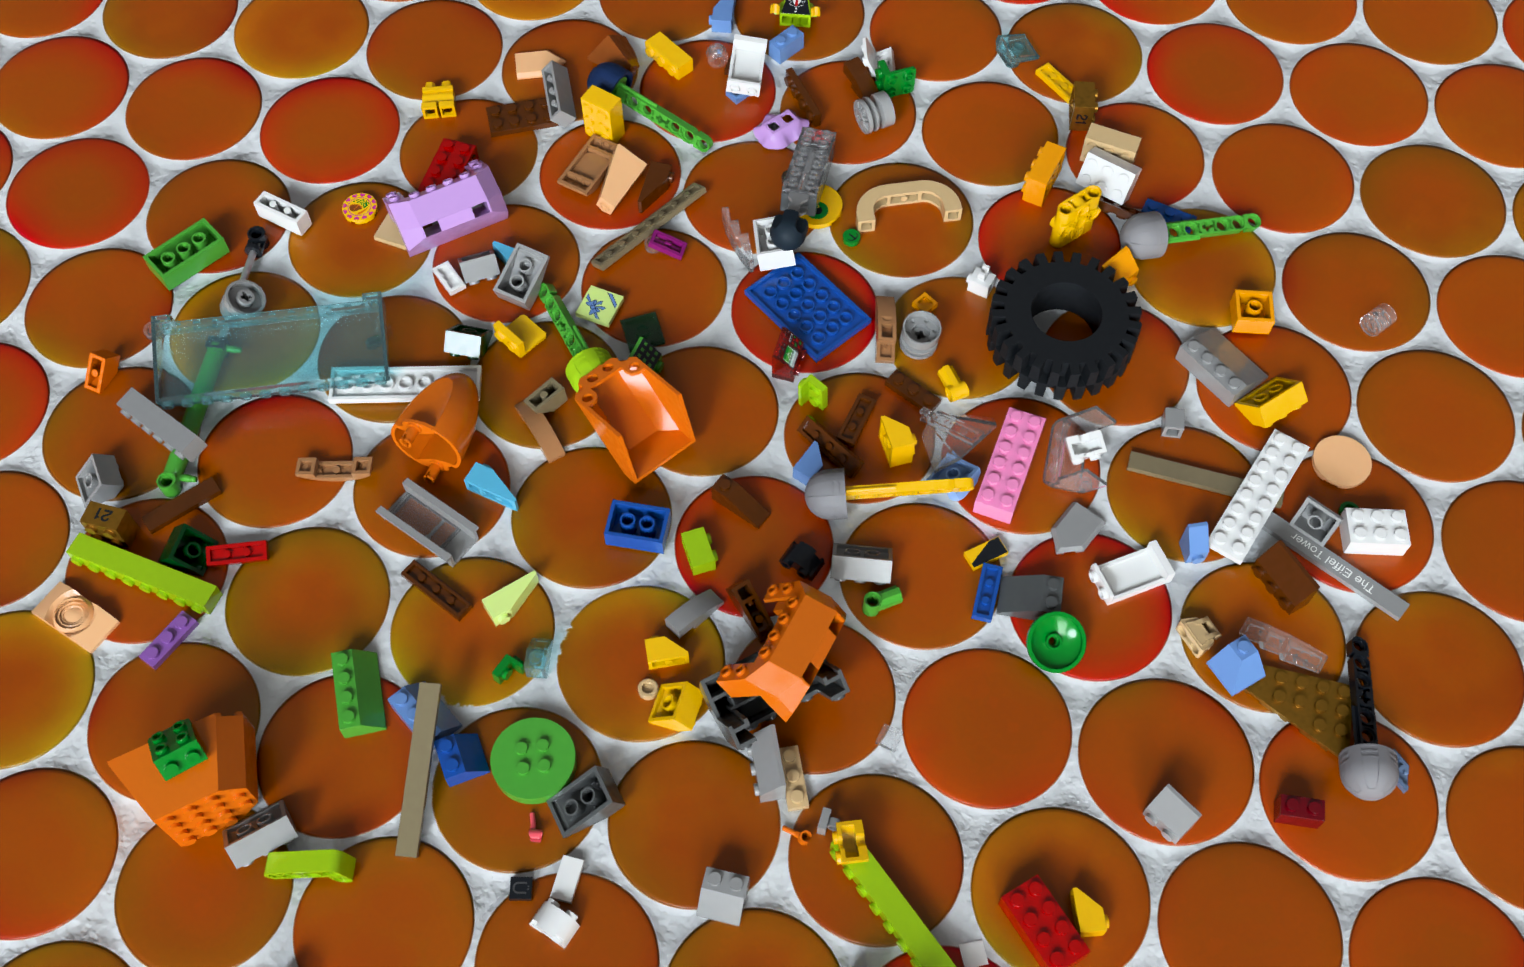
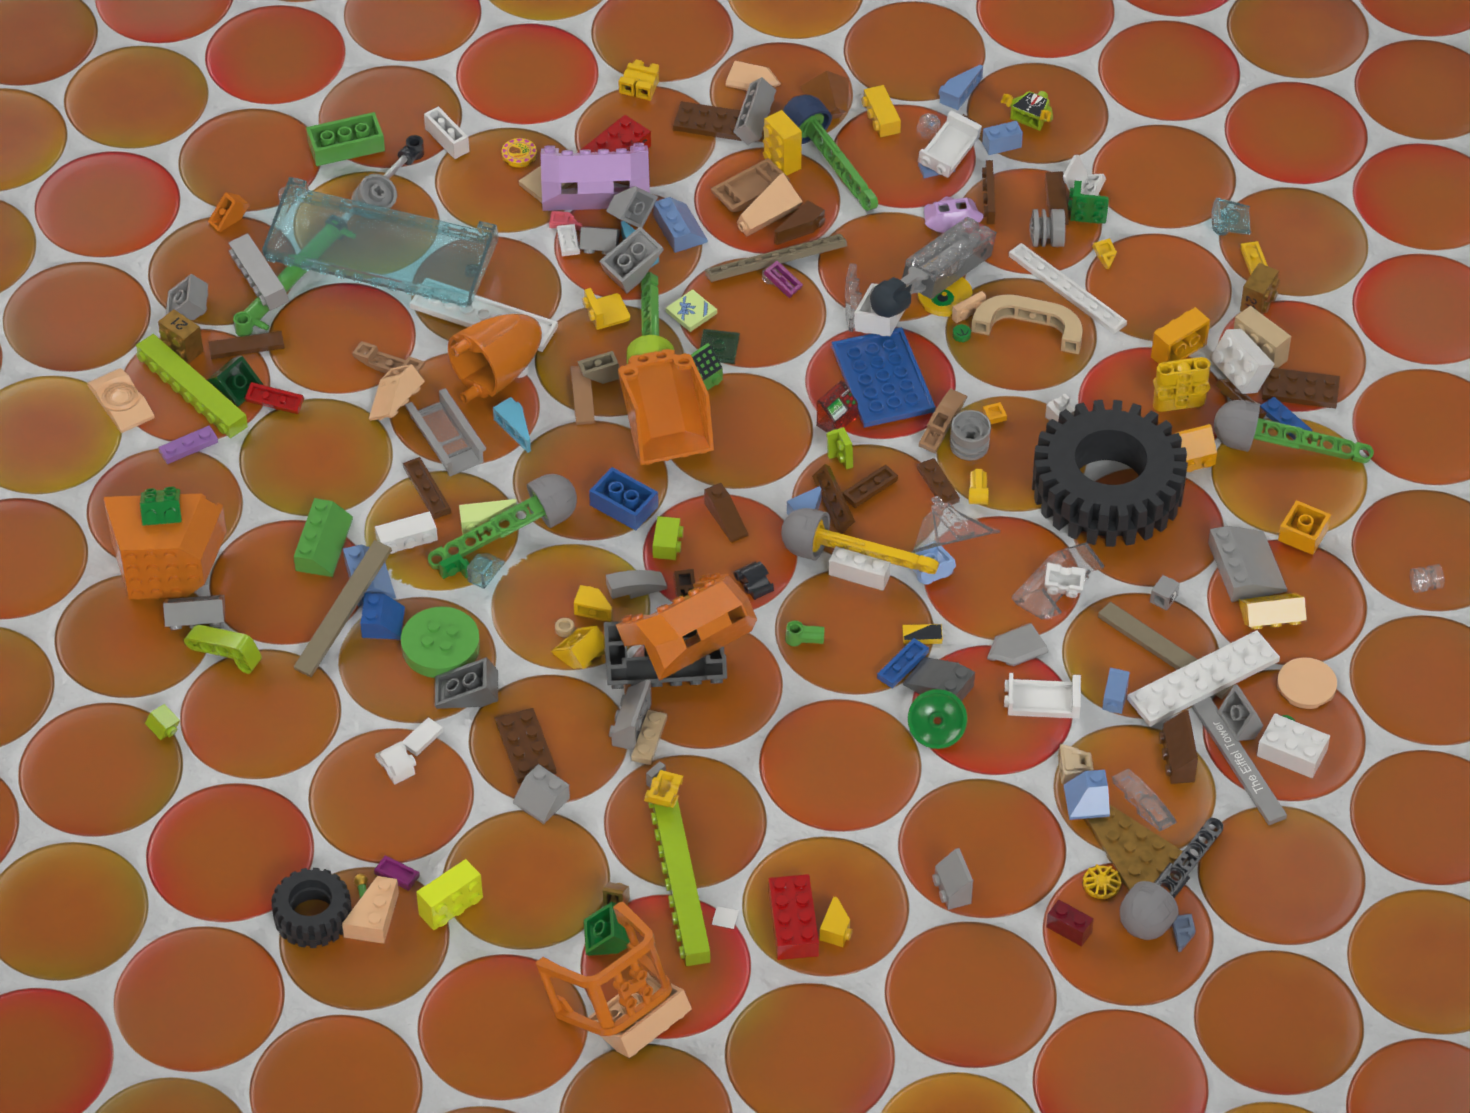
camera: 25 degrees right, 10 degrees down
(358, 501) = (395, 391): none -> light nougat slope
(434, 258) = (561, 218): none -> coral tile
(441, 651) = (407, 532): none -> white brick
(467, 341) = (555, 298): slope -> none
(496, 224) = (632, 206): none -> light grey slope
(521, 888) = (382, 729): black tile -> none
(535, 834) = (414, 696): coral hand -> none
(543, 226) = (678, 224): none -> medium blue slope
(570, 558) = (550, 498): none -> piece
(676, 842) = (524, 743): none -> reddish brown plate
(797, 834) = (630, 778): orange hand -> none
(843, 214) = (967, 307): none -> light nougat plate
(861, 563) = (803, 600): light grey slope -> none
(889, 737) = (749, 739): clear tile -> none
(894, 509) = (859, 568): none -> white brick
(896, 441) = (893, 515): yellow slope -> none
(917, 162) = (1067, 288): none -> white tile
(930, 117) = (1105, 252): none -> yellow slope
(1009, 465) = (987, 571): bright pink brick -> none
(1165, 181) = (1302, 388): none -> reddish brown plate
(1295, 749) = (1102, 881): none -> yellow wheel

